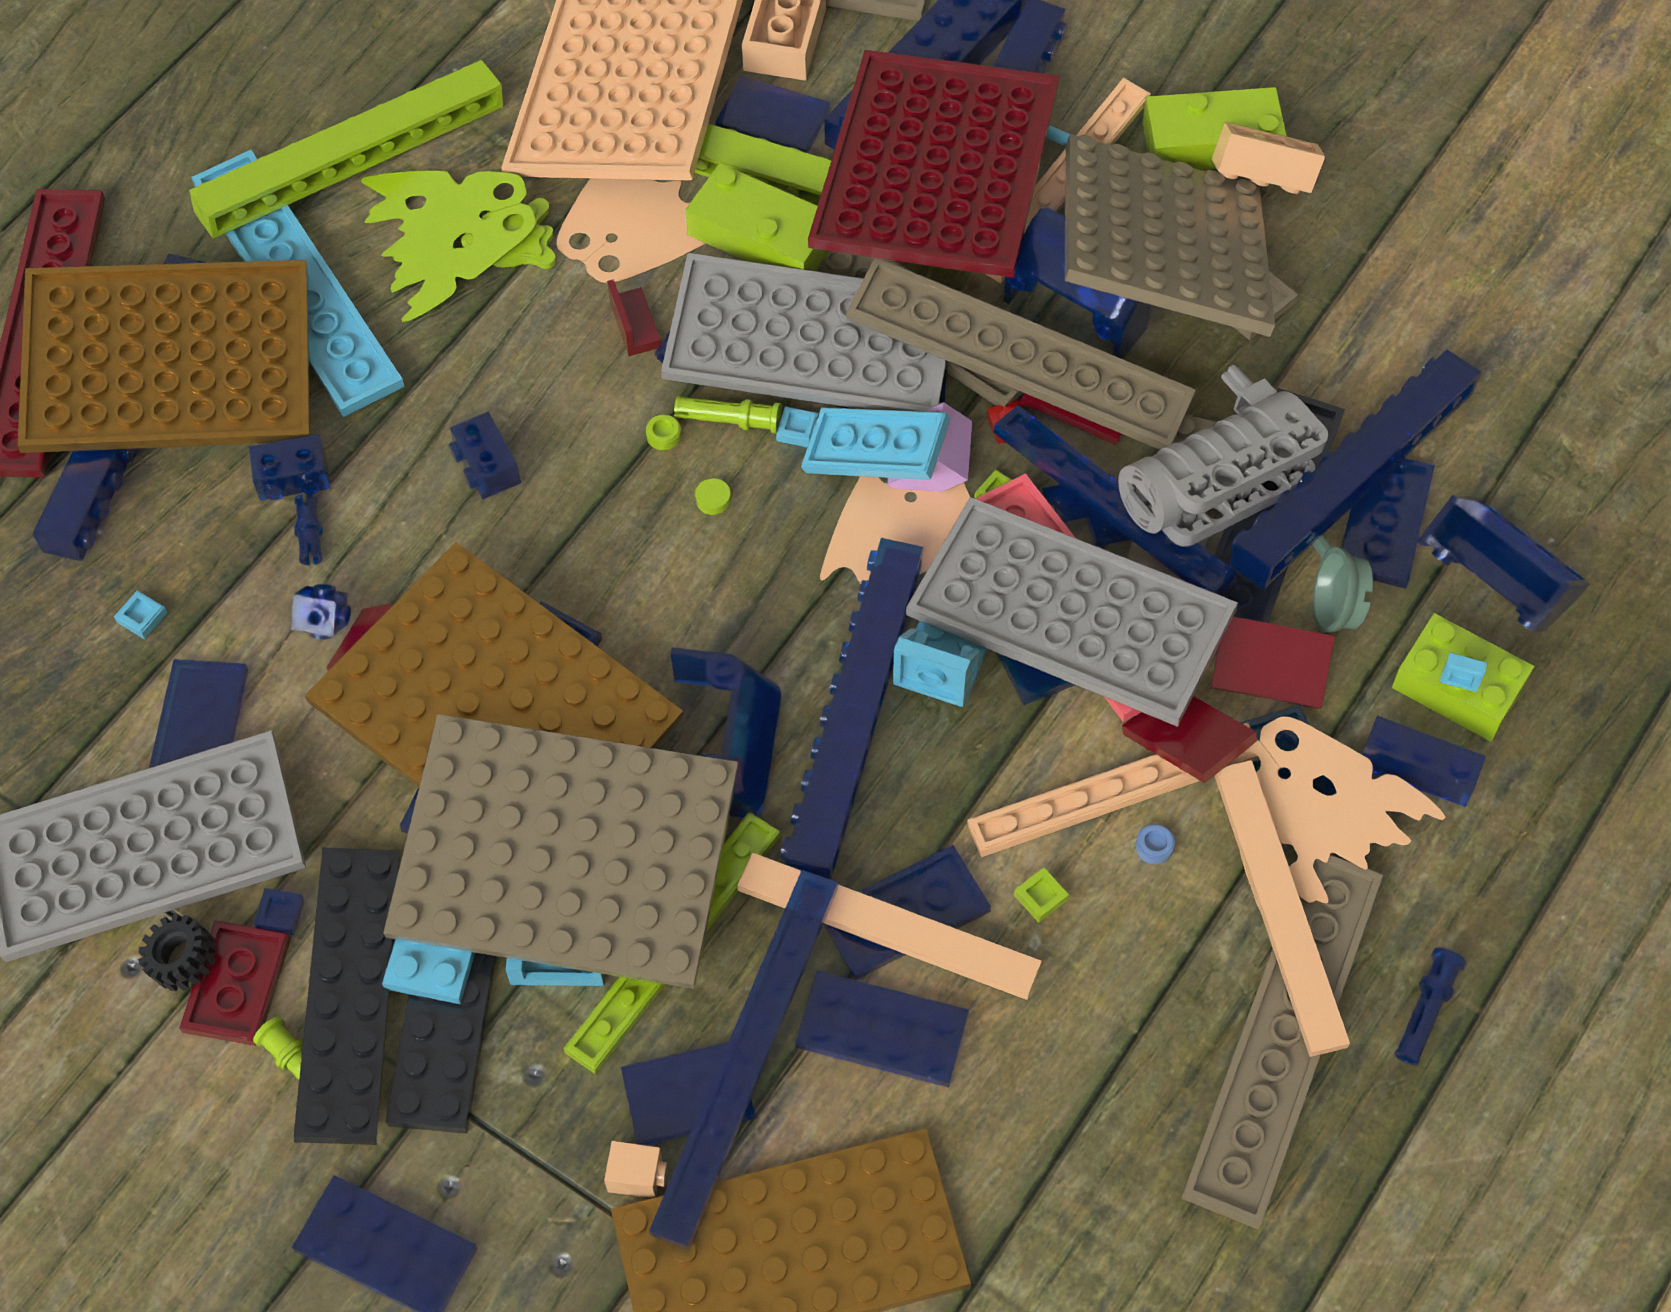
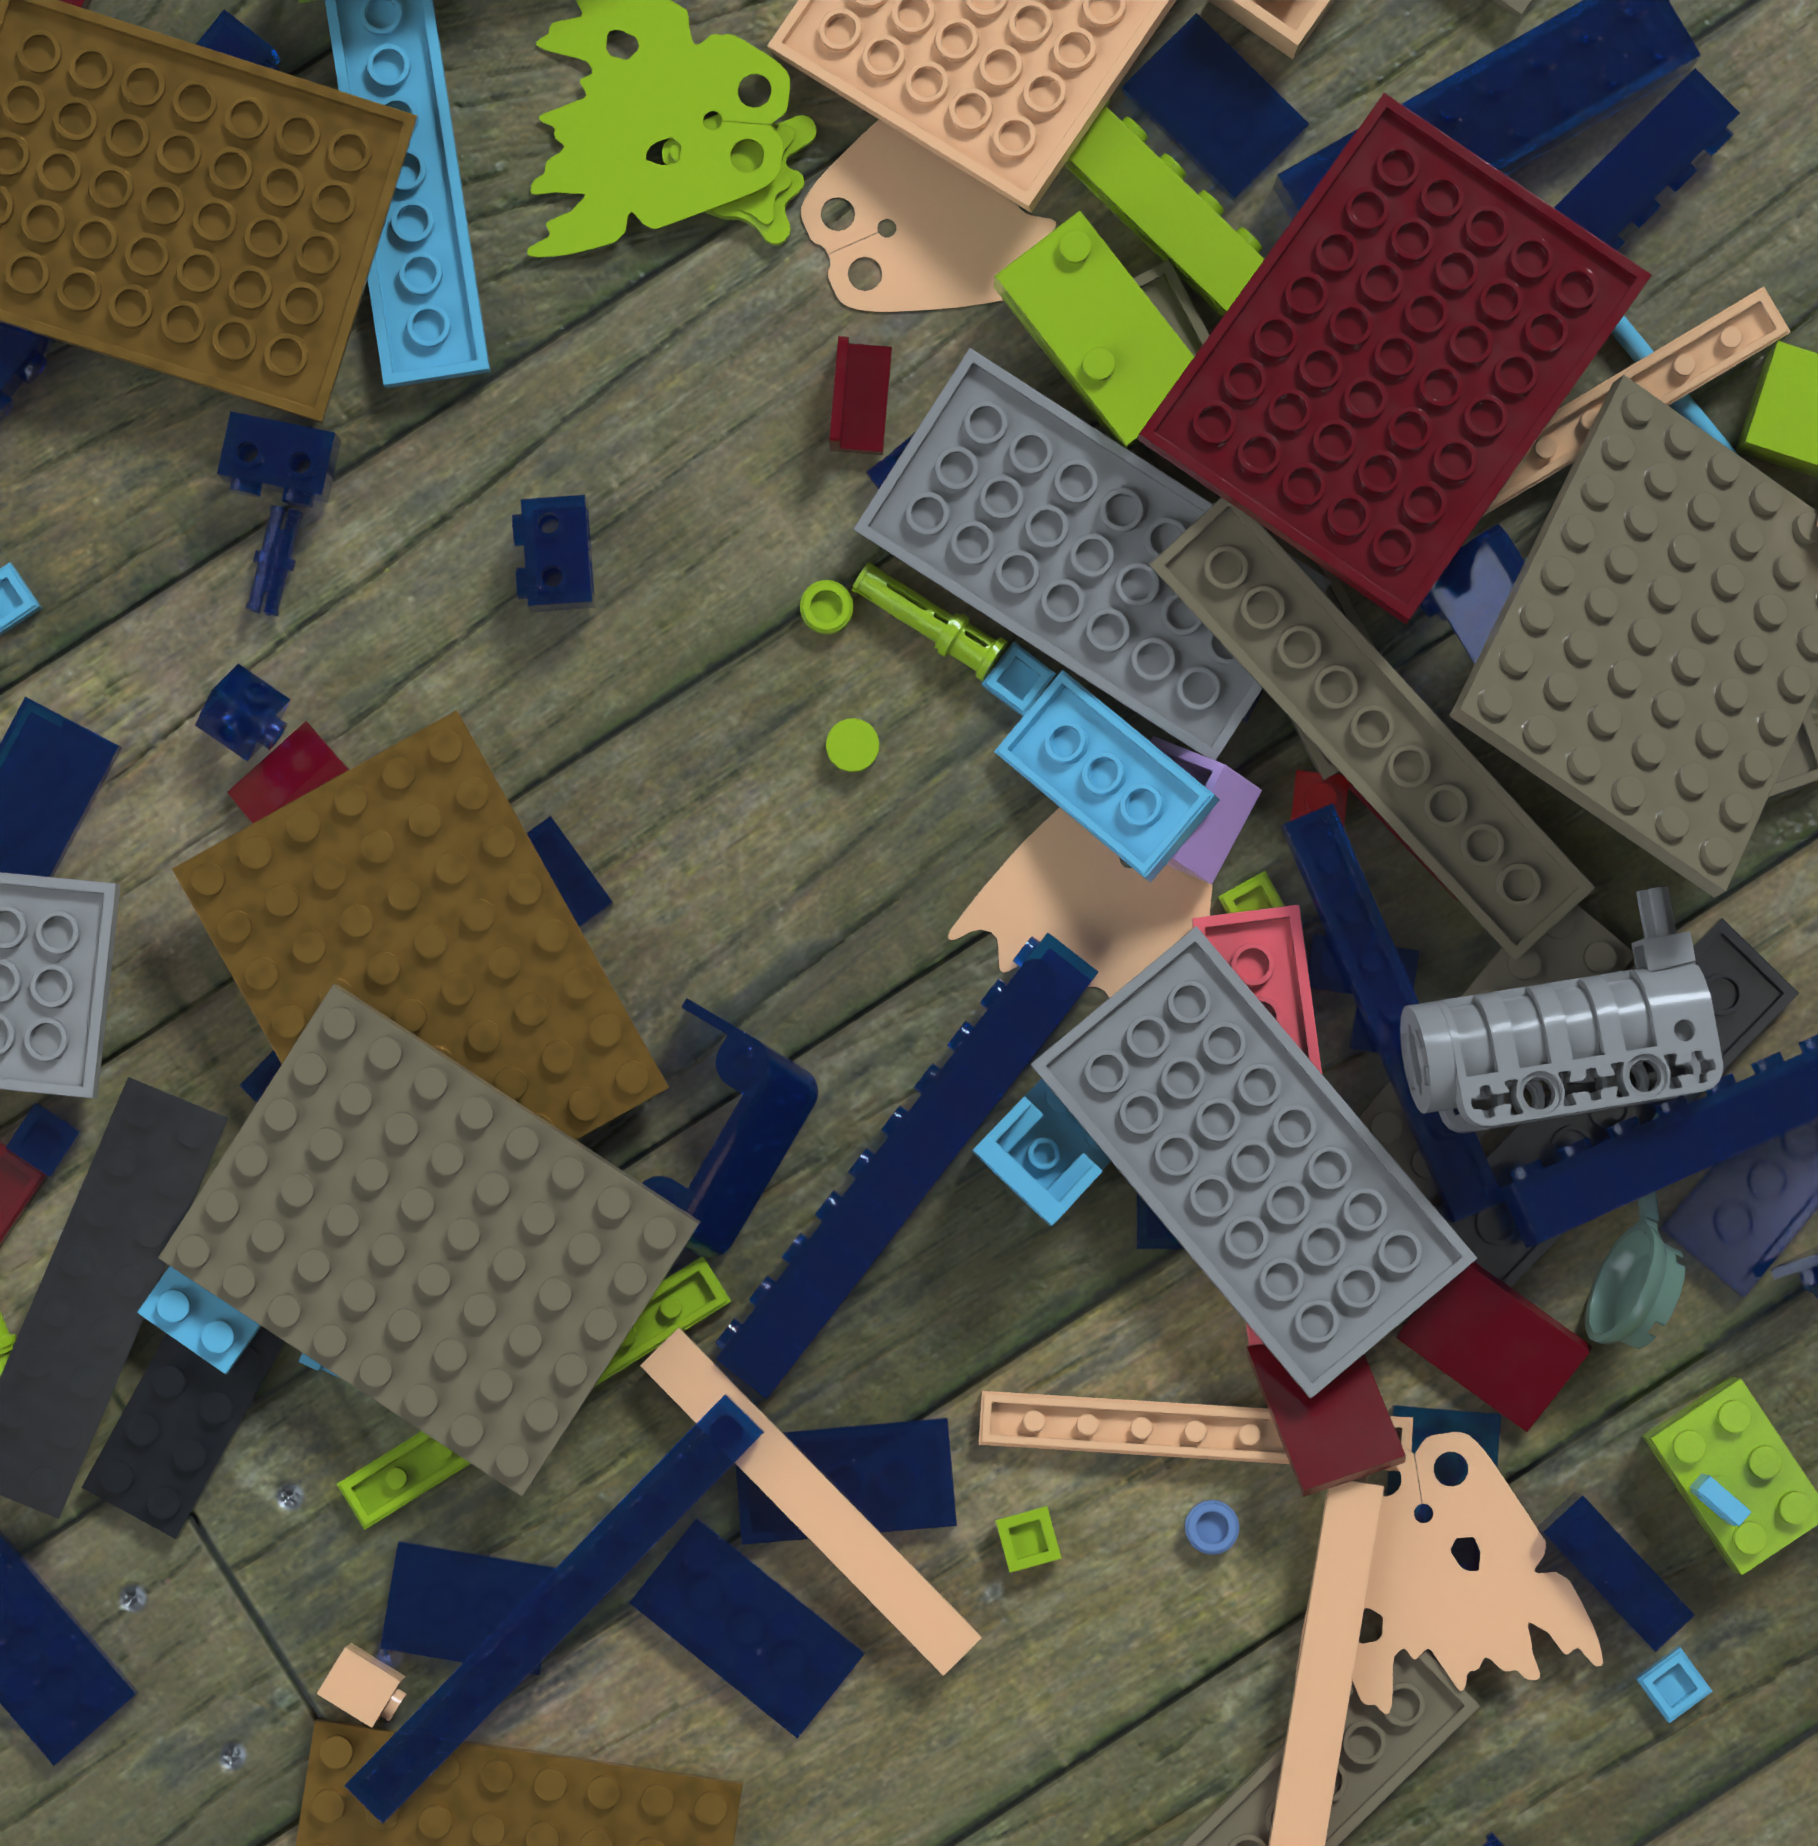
camera: 25 degrees right, 25 degrees up
(1495, 819) = (1673, 1684): none -> medium azure tile

